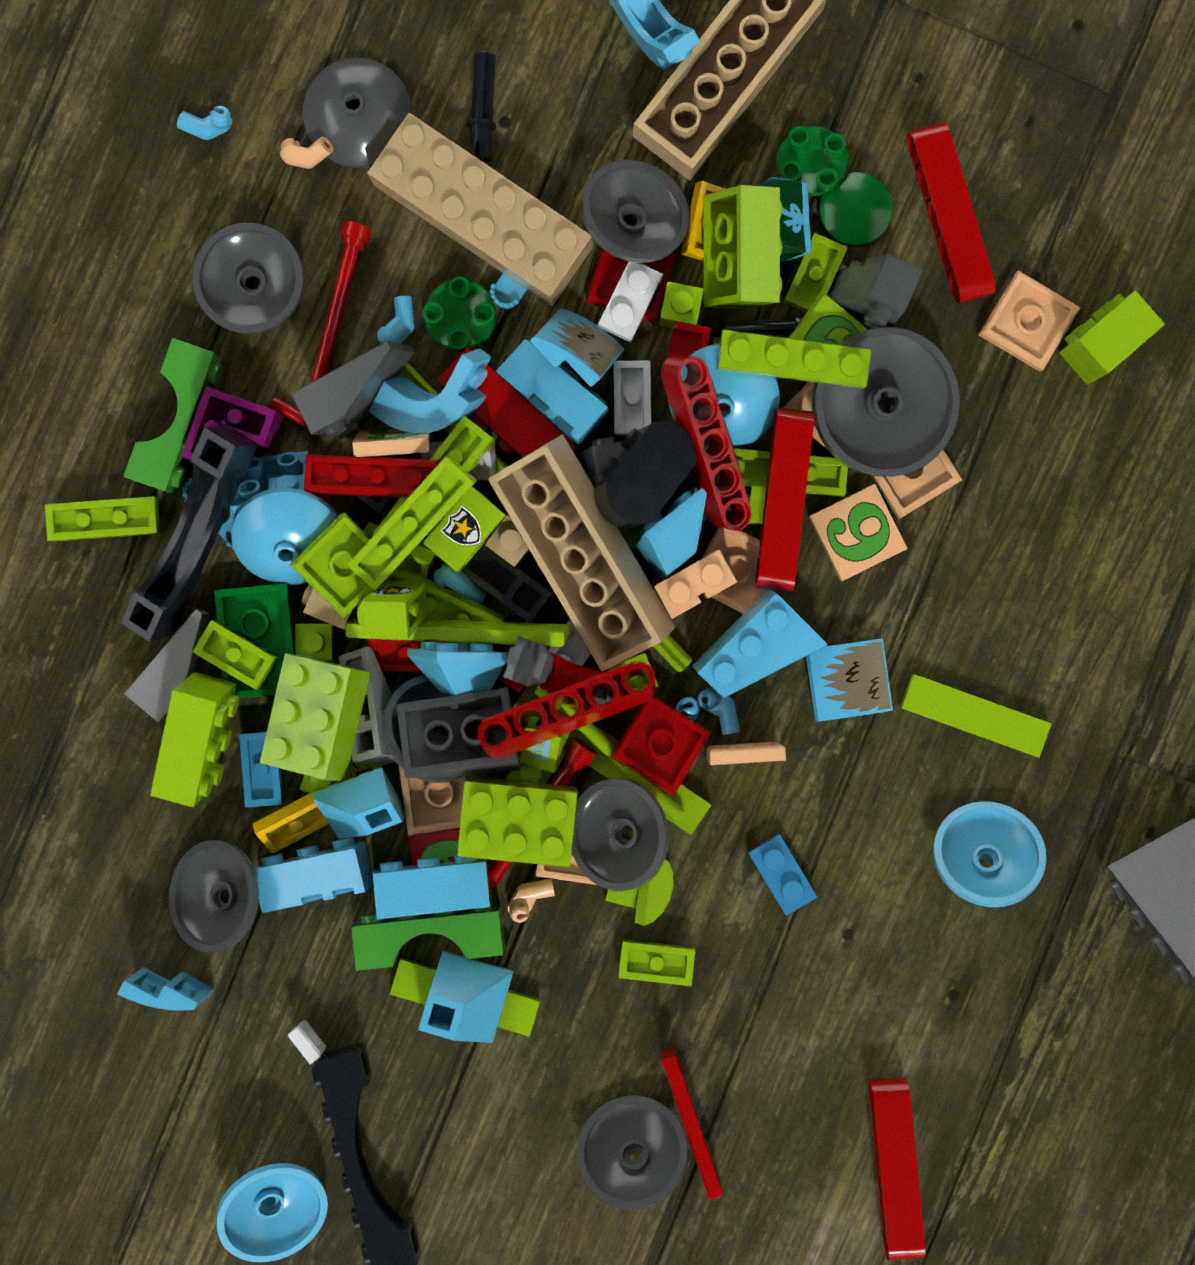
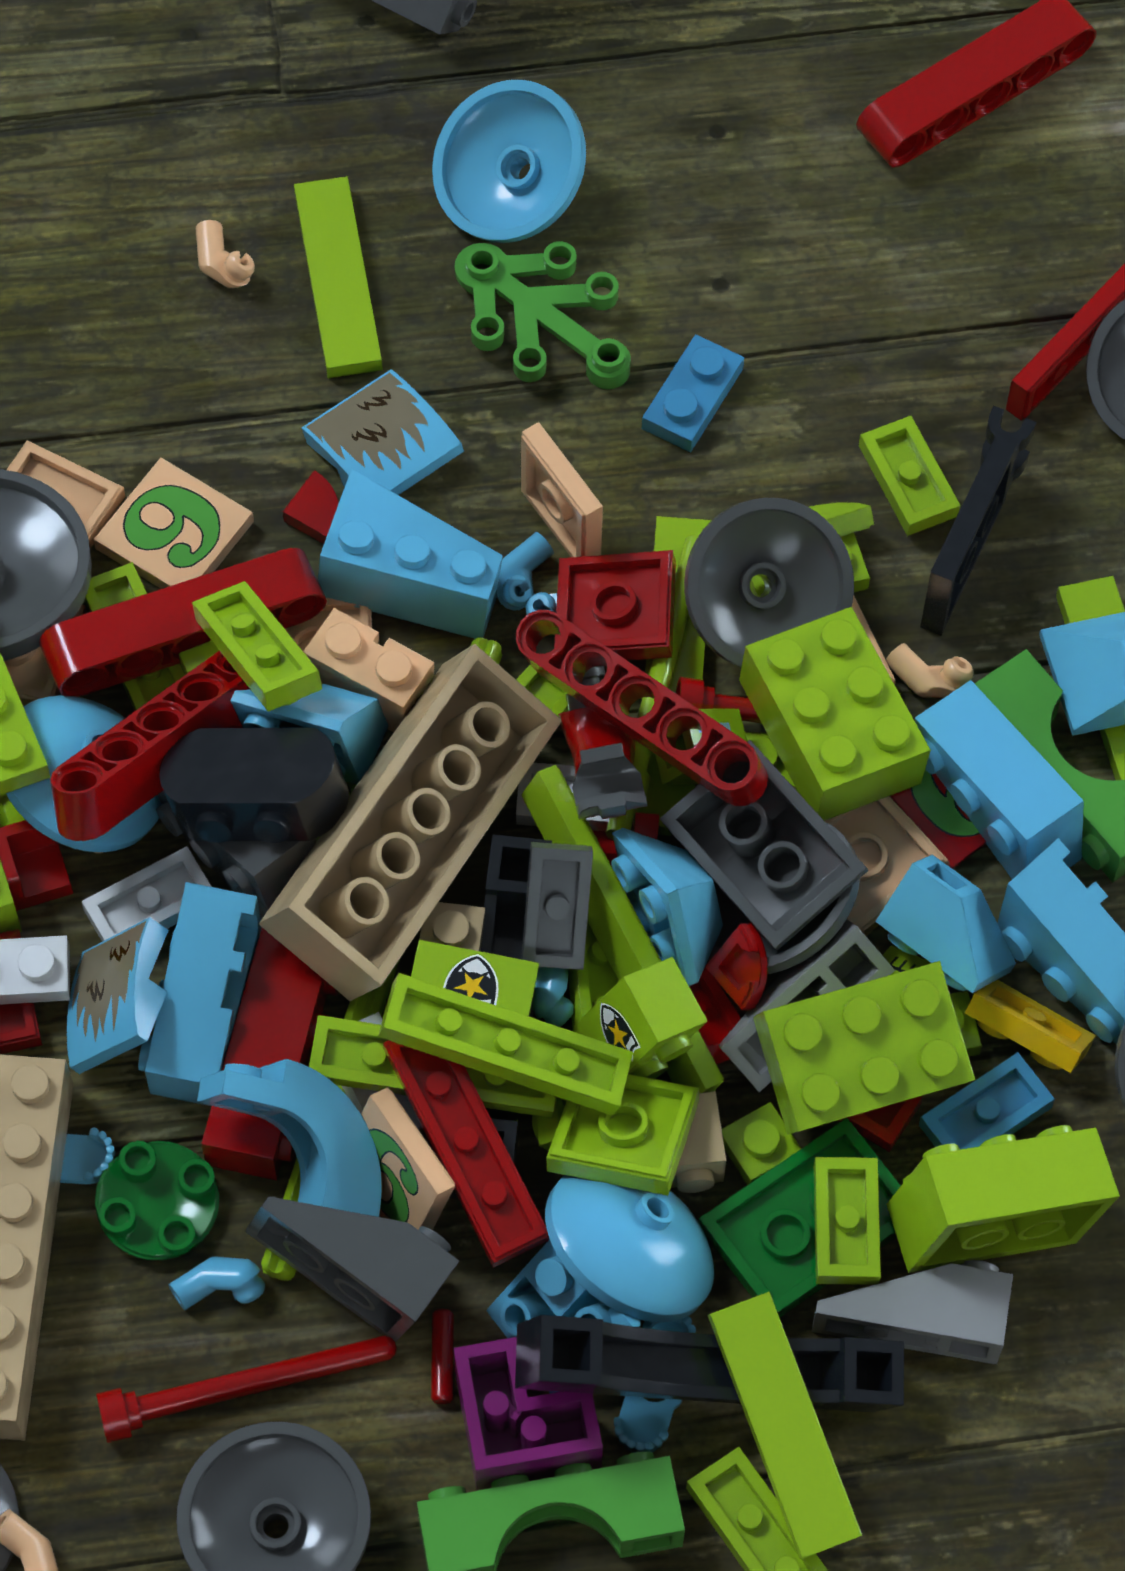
camera: 125 degrees left, 25 degrees down
(142, 555) = (784, 1425): none -> lime tile
(401, 681) = (741, 966): none -> red tile
(486, 601) = (557, 905): none -> dark grey plate
(600, 979) = (1001, 463): none -> black tile
(727, 520) = (257, 646): none -> lime plate
(826, 618) = (313, 507): none -> red tile
(888, 816) = (540, 307): none -> bright green plant
(1023, 651) = (216, 262): none -> light nougat arm

